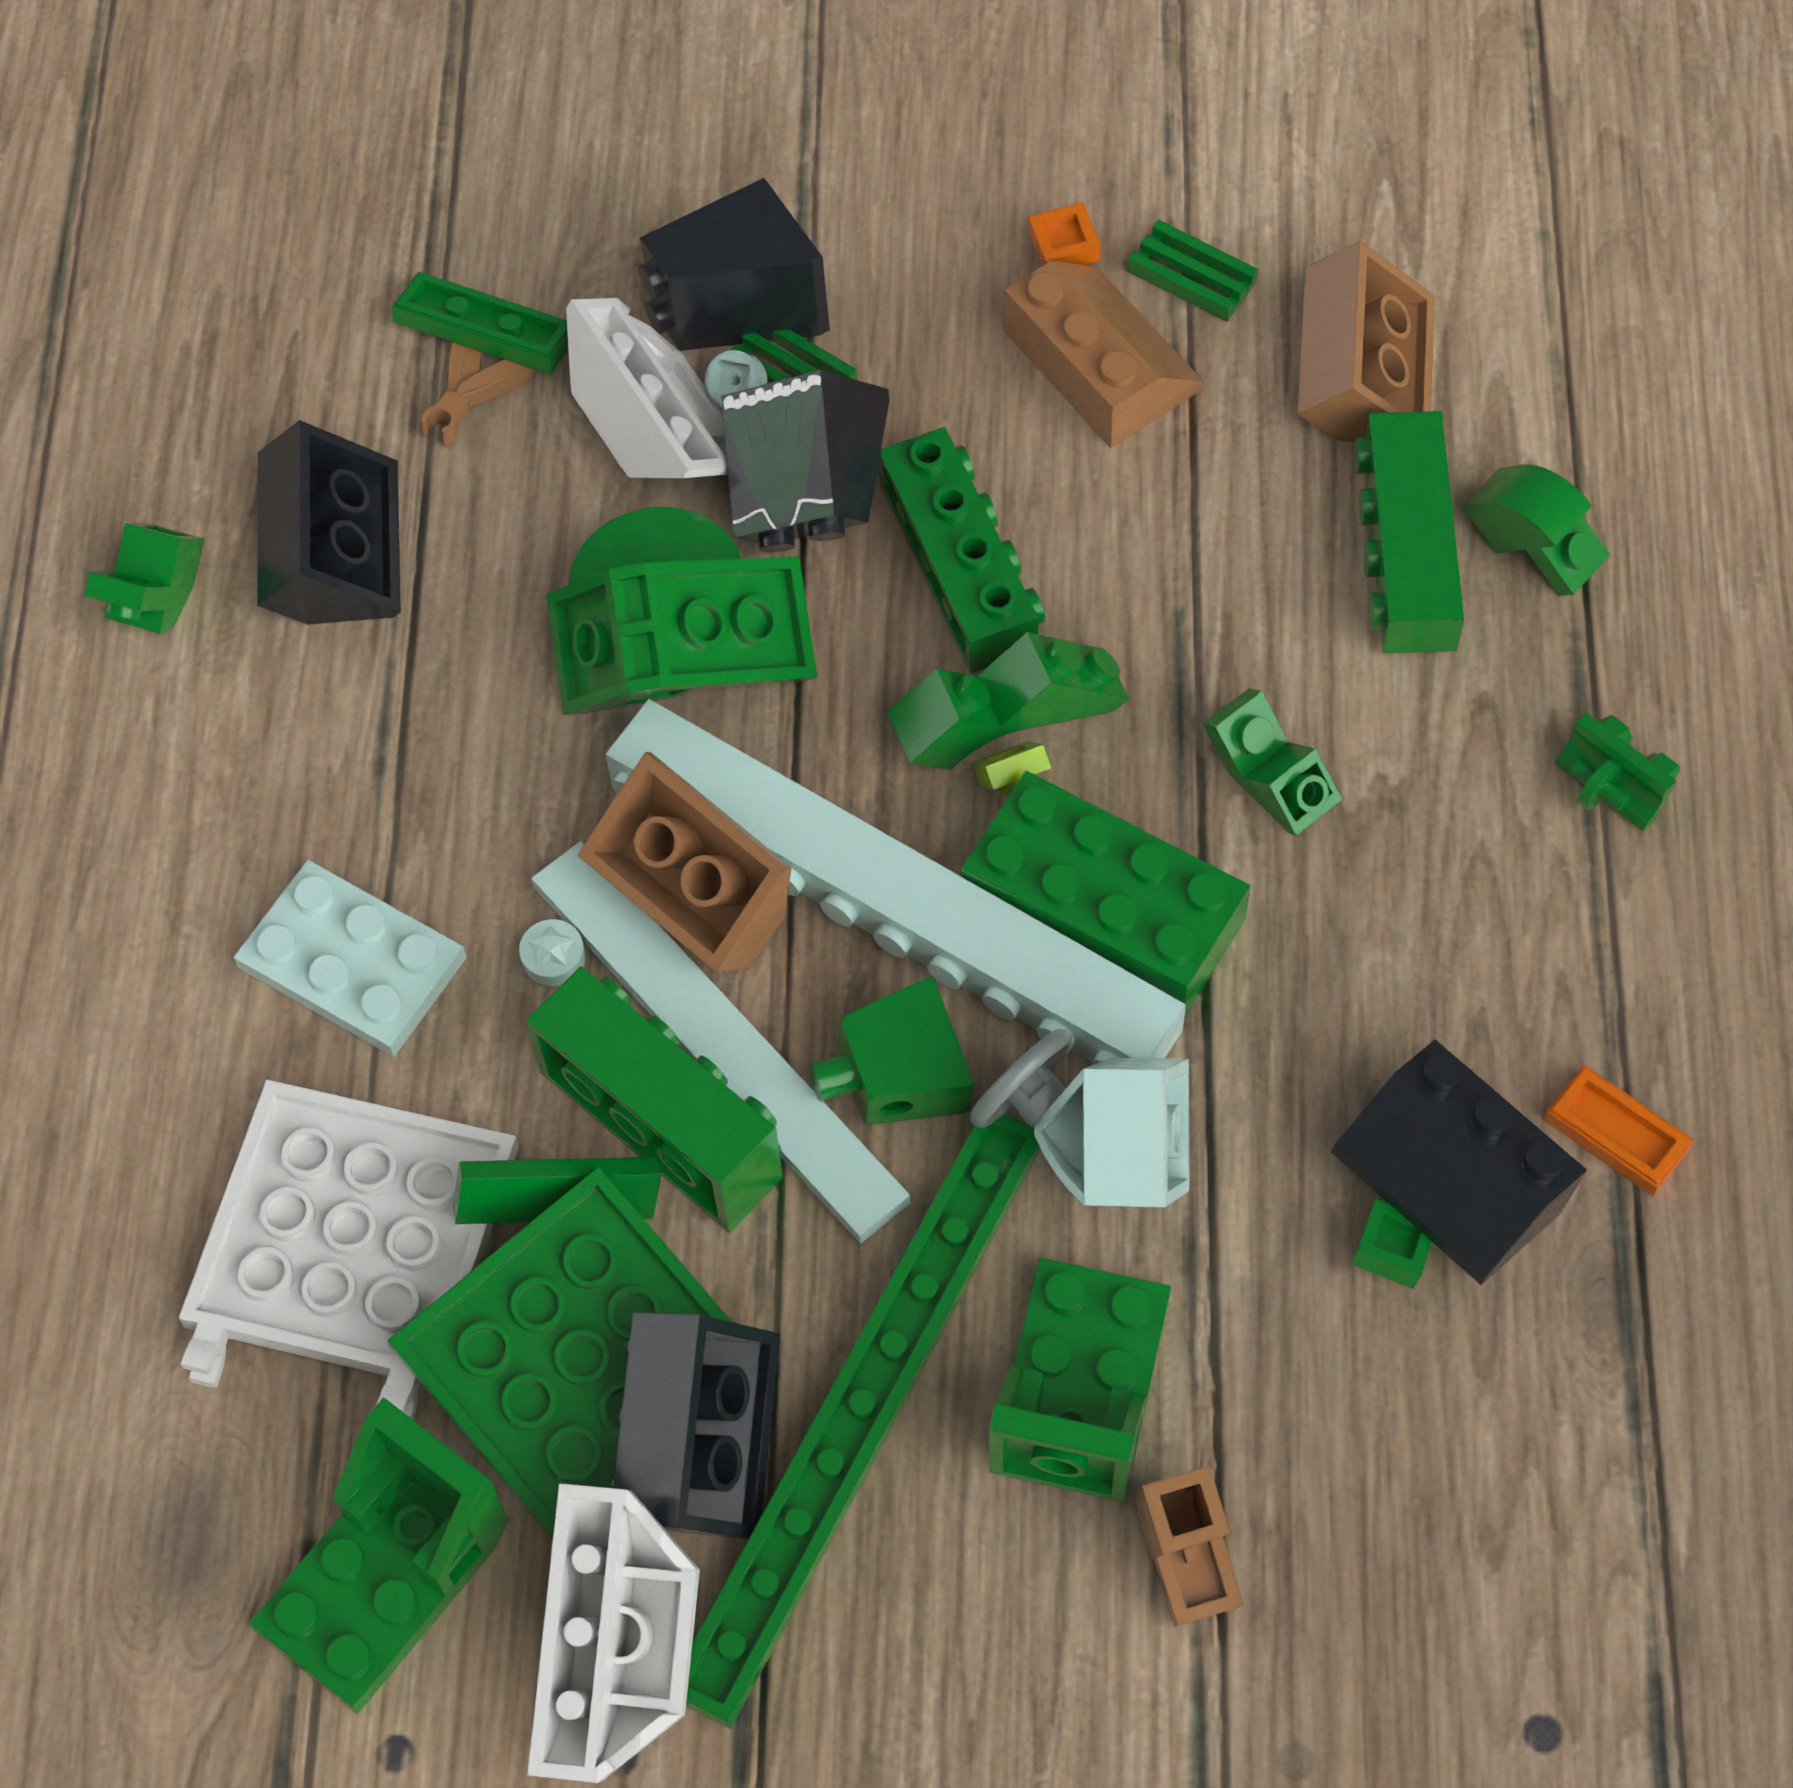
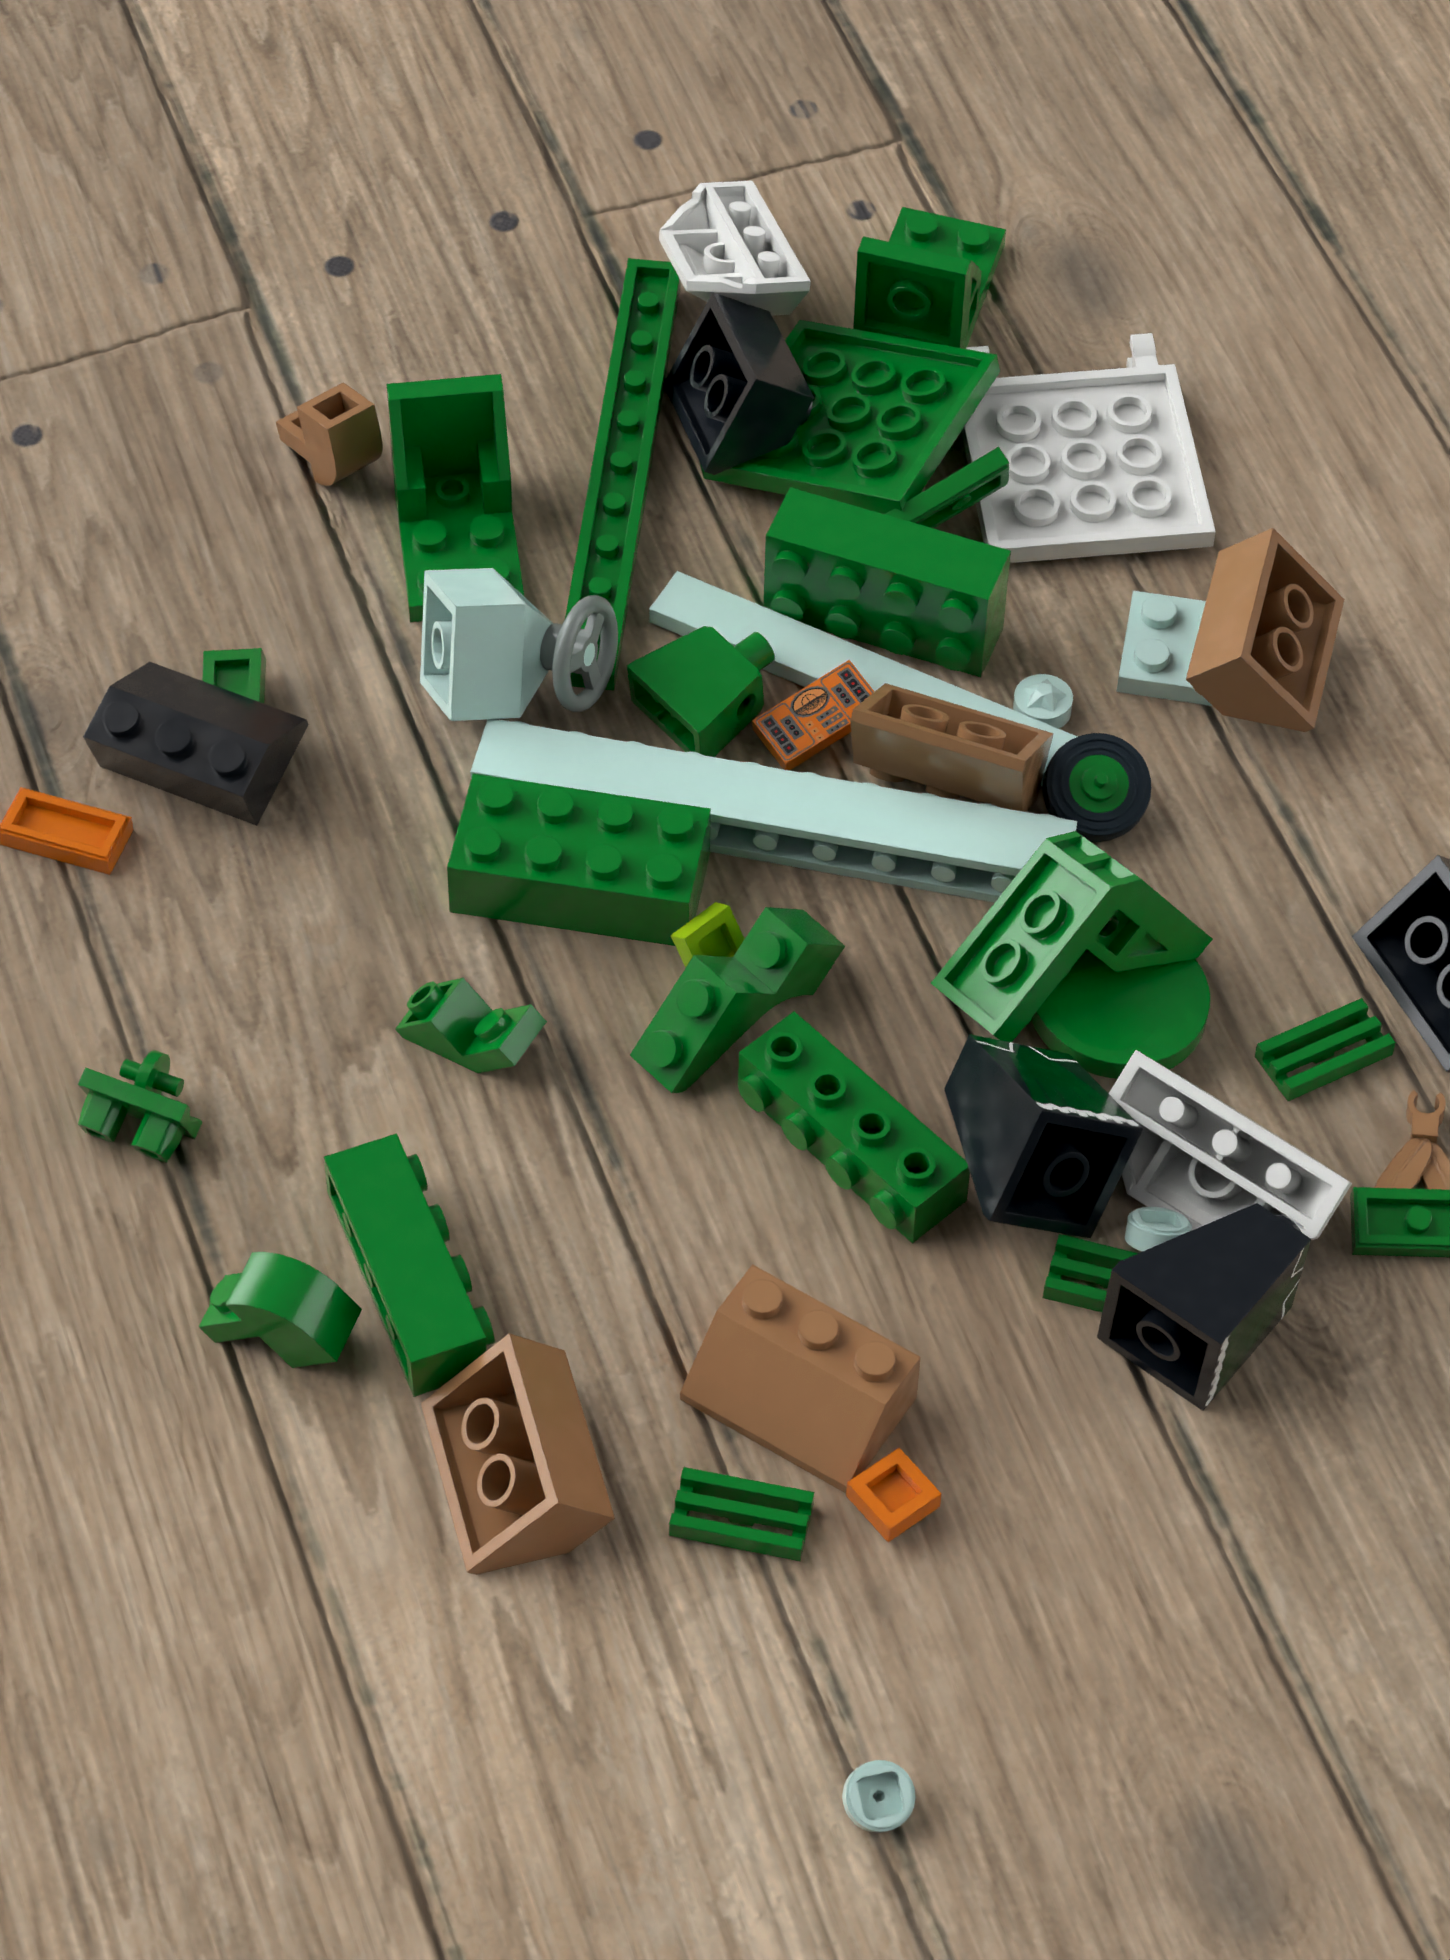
camera: 155 degrees right, 10 degrees down
(307, 897) = (1265, 634): none -> medium nougat slope
(492, 500) = (1319, 1041): none -> green tile
(553, 812) = (1099, 785): none -> black wheel
(790, 995) = (812, 716): none -> tile
(1174, 35) = (878, 1796): none -> light aqua tile

